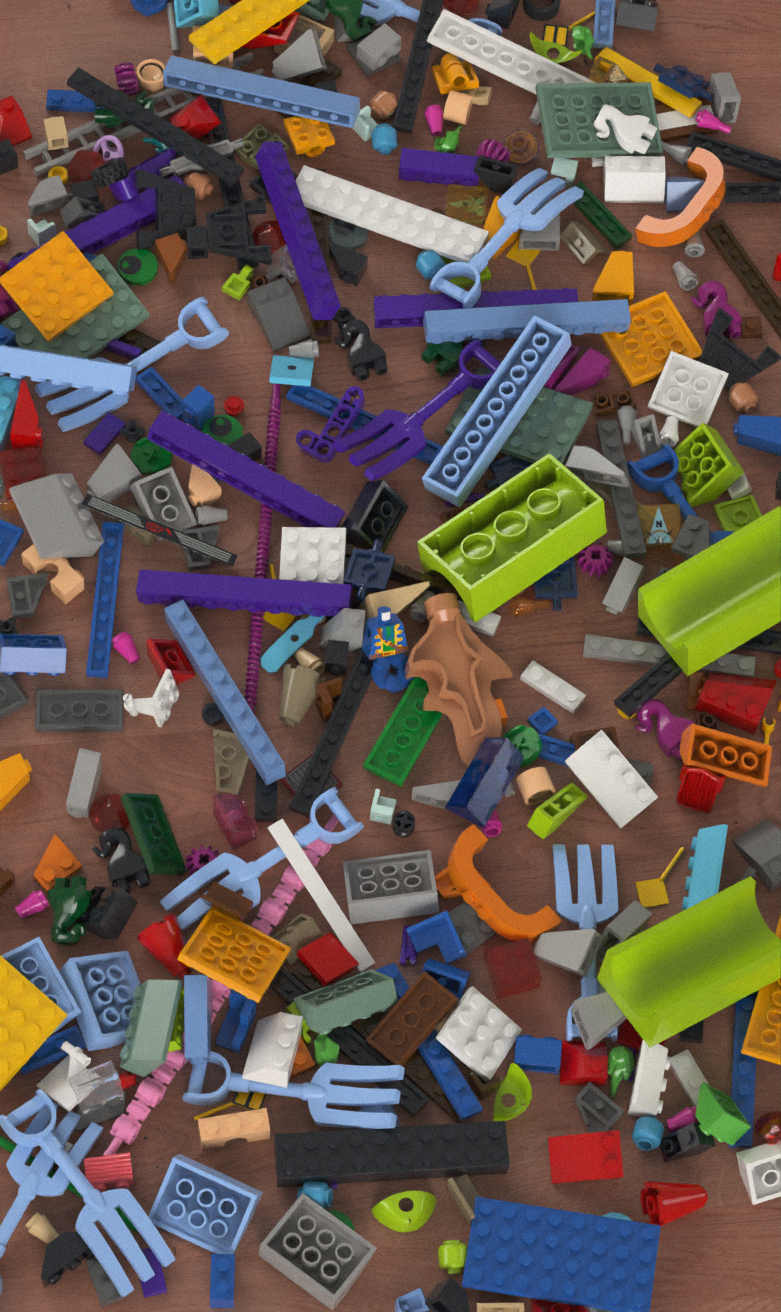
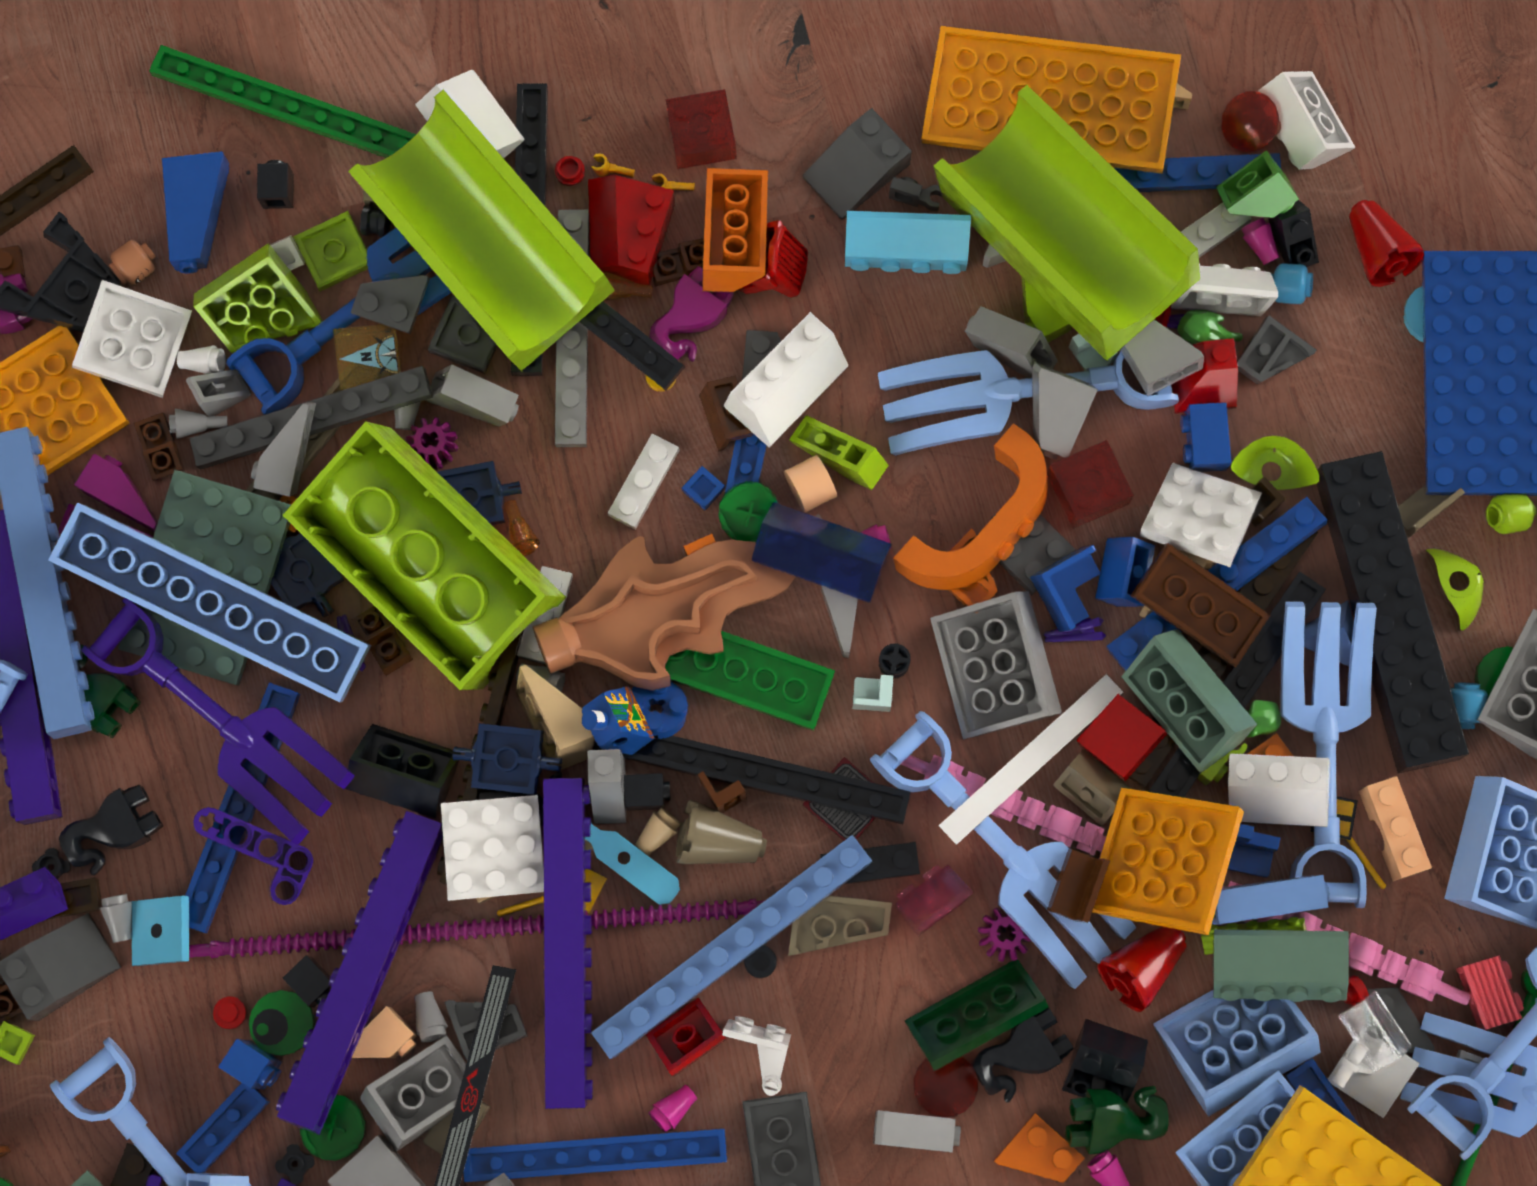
camera: 90 degrees left, 15 degrees up
(585, 1157) = (1342, 356): red slope -> none
(653, 891) = (934, 314): yellow piece -> none

